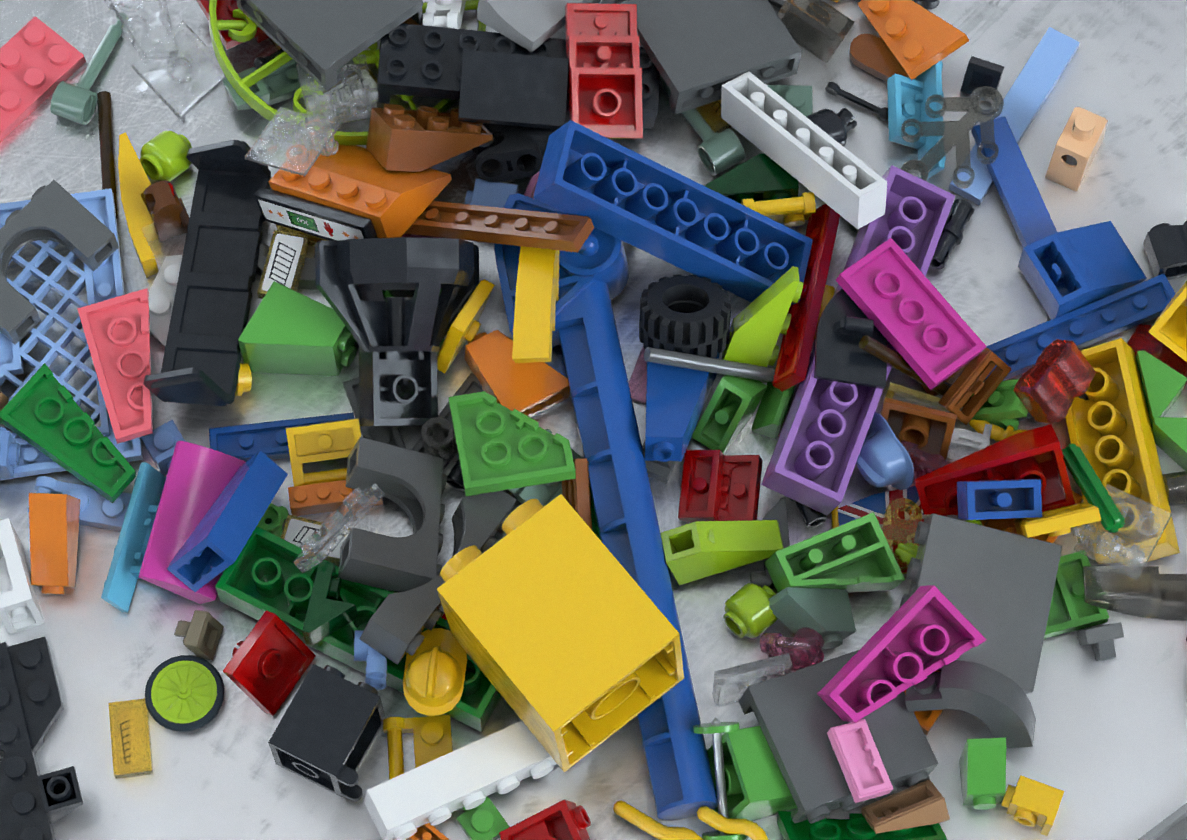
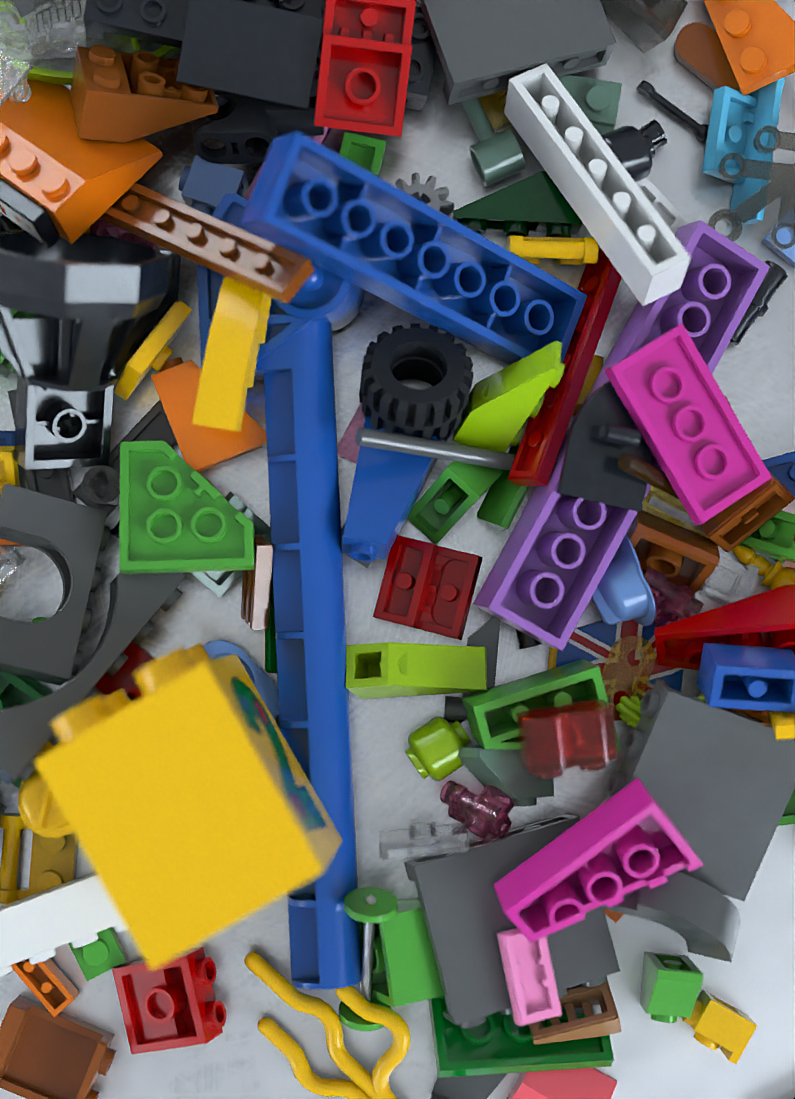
camera: 10 degrees right, 20 degrees up
(857, 564) = (567, 737): none -> clear red brick

